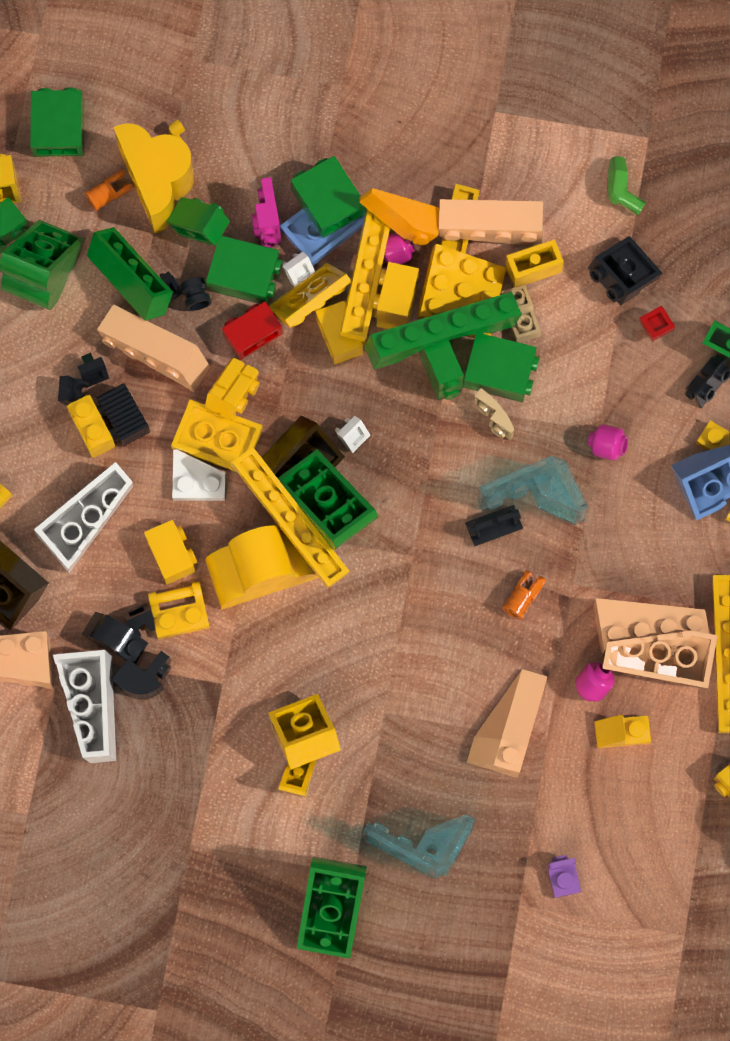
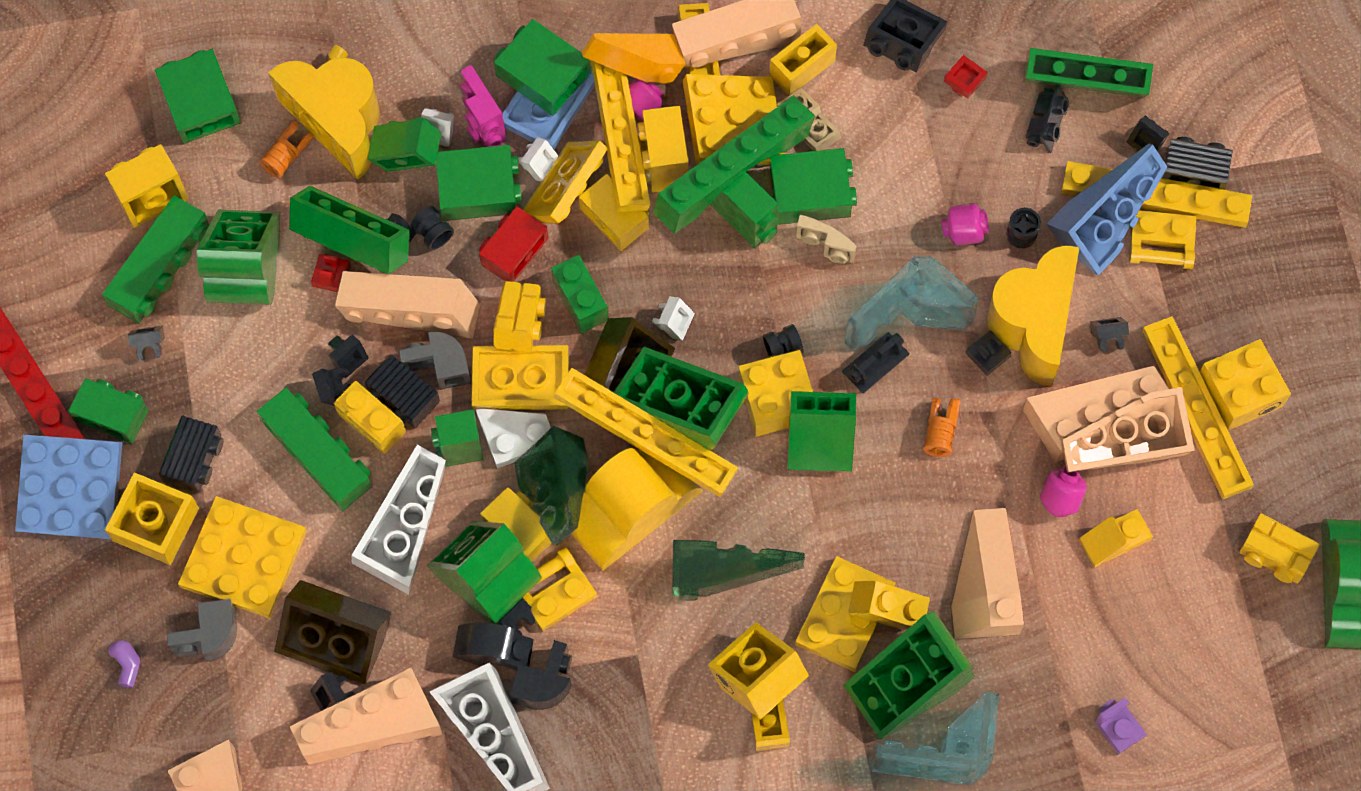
camera: 20 degrees left, 5 degrees down
(40, 435) = (314, 448): none -> green brick
(104, 299) = (329, 272): none -> red tile
(130, 578) = (486, 569): none -> green brick
(149, 467) = (457, 438): none -> green brick
(166, 400) = (442, 353): none -> dark grey brick
(209, 526) = (554, 481): none -> clear green wedge
(233, 212) = (443, 122): none -> white tile
(287, 388) = (579, 294): none -> green brick
(296, 640) = (706, 570): none -> clear green wedge
(391, 712) = (829, 627): none -> yellow plate
(407, 522) = (770, 389): none -> yellow brick
(417, 779) = (910, 676): none -> green brick
(423, 719) = (887, 604): none -> yellow brick
(426, 565) = (821, 431): none -> green brick
(428, 484) = (783, 342): none -> black wheel
(585, 550) = (988, 353): none -> black tile
(629, 531) = (1032, 312): none -> yellow brick
(654, 456) = (1028, 223): none -> black wheel
(685, 566) = (1108, 329): none -> black tile

